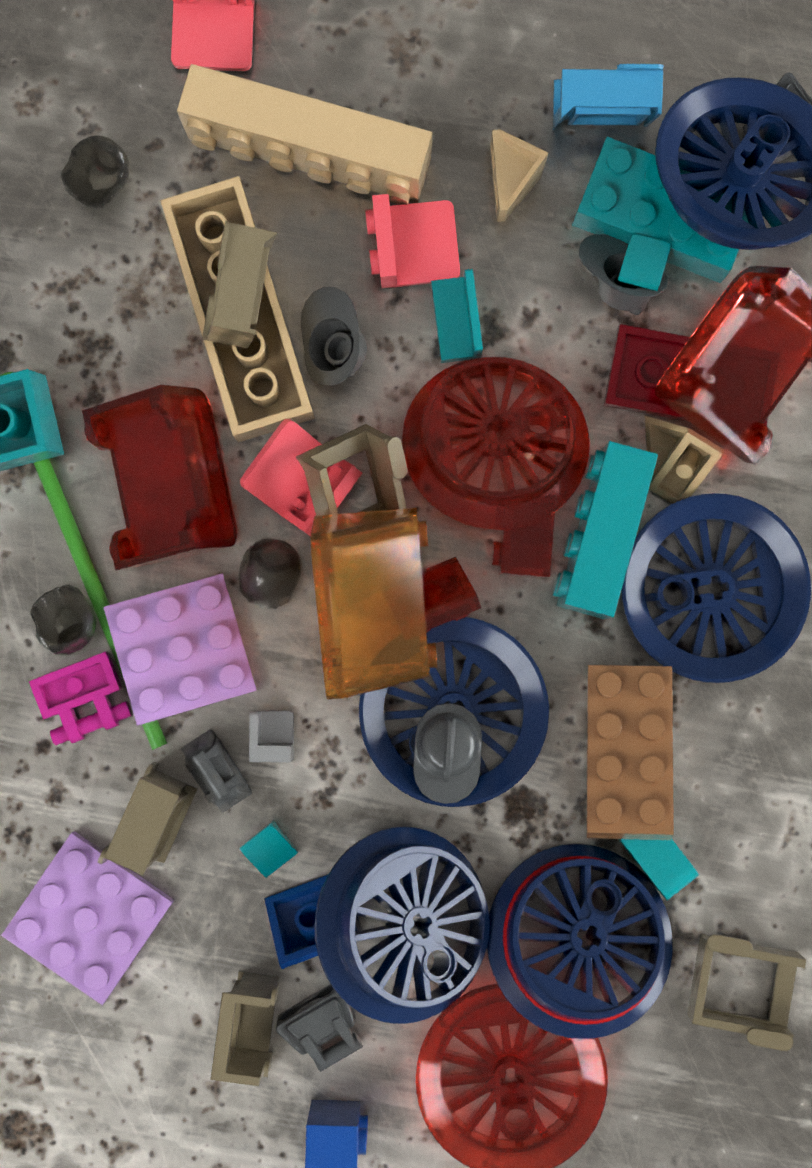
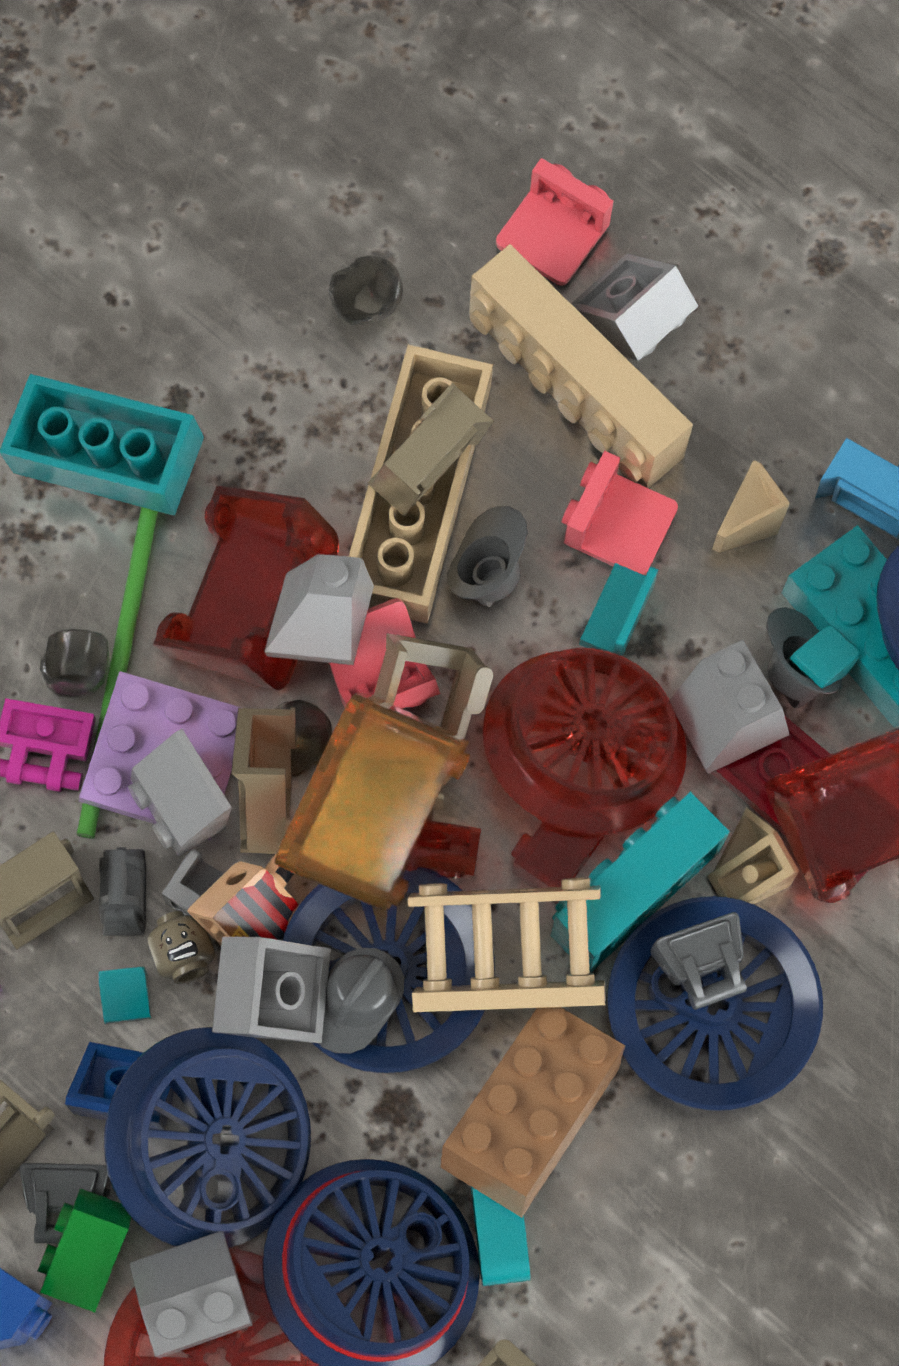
camera: 30 degrees right, 15 degrees down
(215, 683) = (179, 794): none -> light grey slope
(233, 469) = (321, 610): none -> light grey slope
(271, 628) = (264, 776): none -> dark tan piece
(288, 790) = (180, 948): none -> dark tan head
(318, 51) = (637, 304): none -> light grey slope
(323, 735) = (247, 903): none -> torso
(365, 1062) = (86, 1249): none -> green brick
(382, 791) = (271, 989): none -> light grey slope
(465, 1052) = (190, 1295): none -> light grey slope
(545, 691) = (532, 986): none -> tan fence
(591, 348) = (728, 708): none -> light grey slope
(688, 559) = (701, 952): none -> dark grey piece

